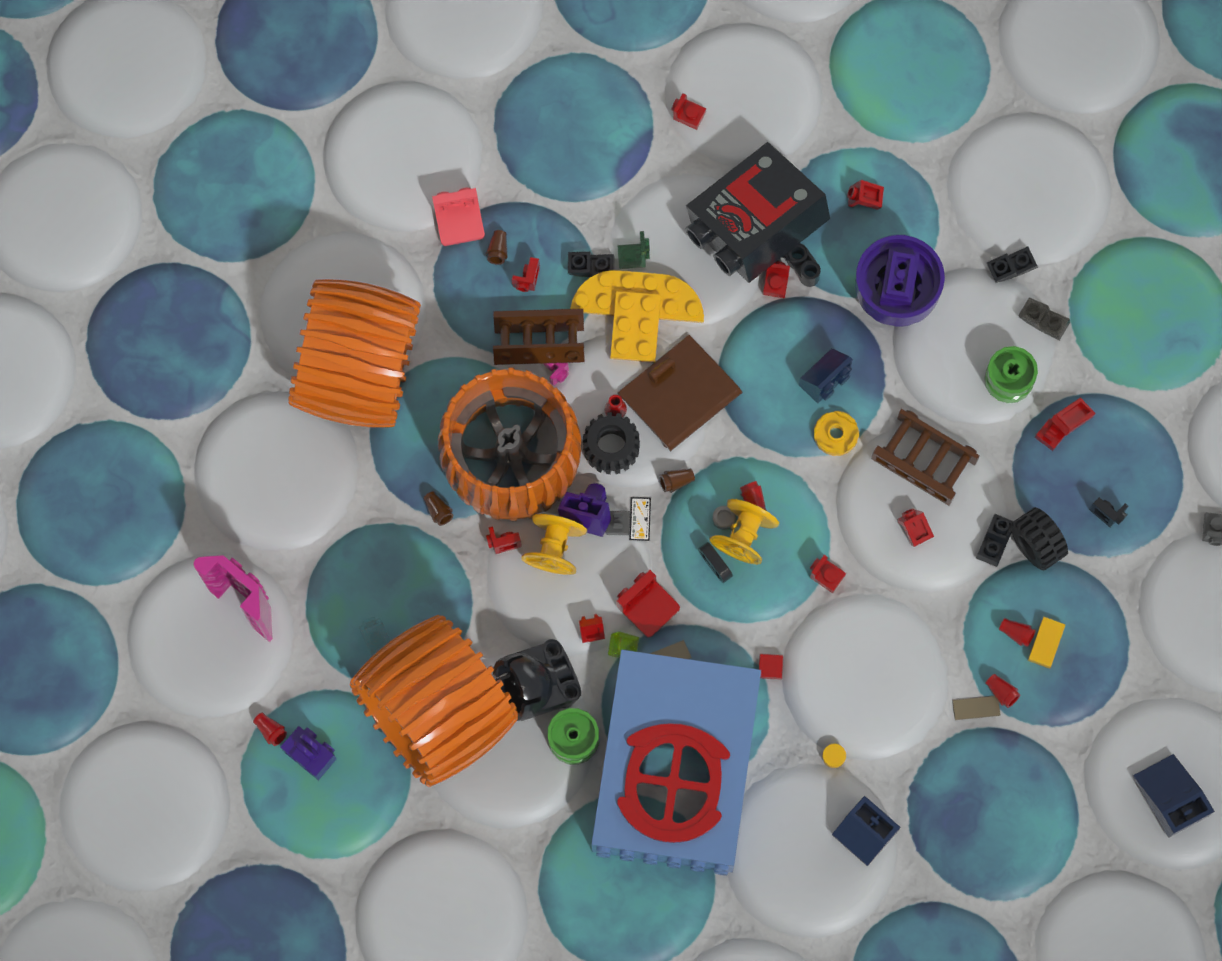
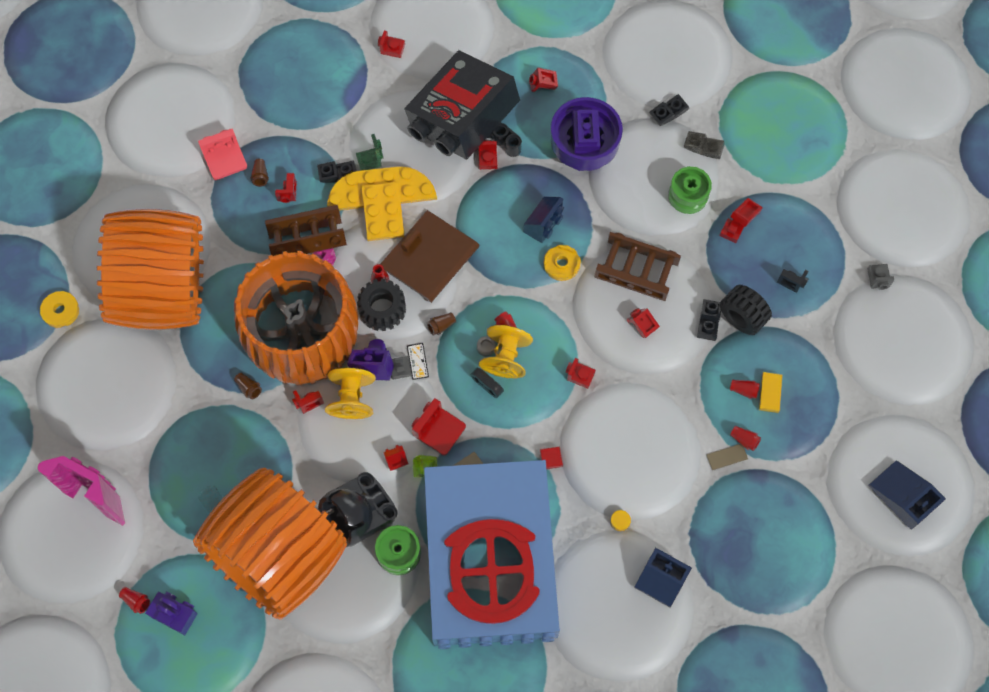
camera: 15 degrees left, 5 degrees down
(232, 359) = (52, 302): none -> yellow tile

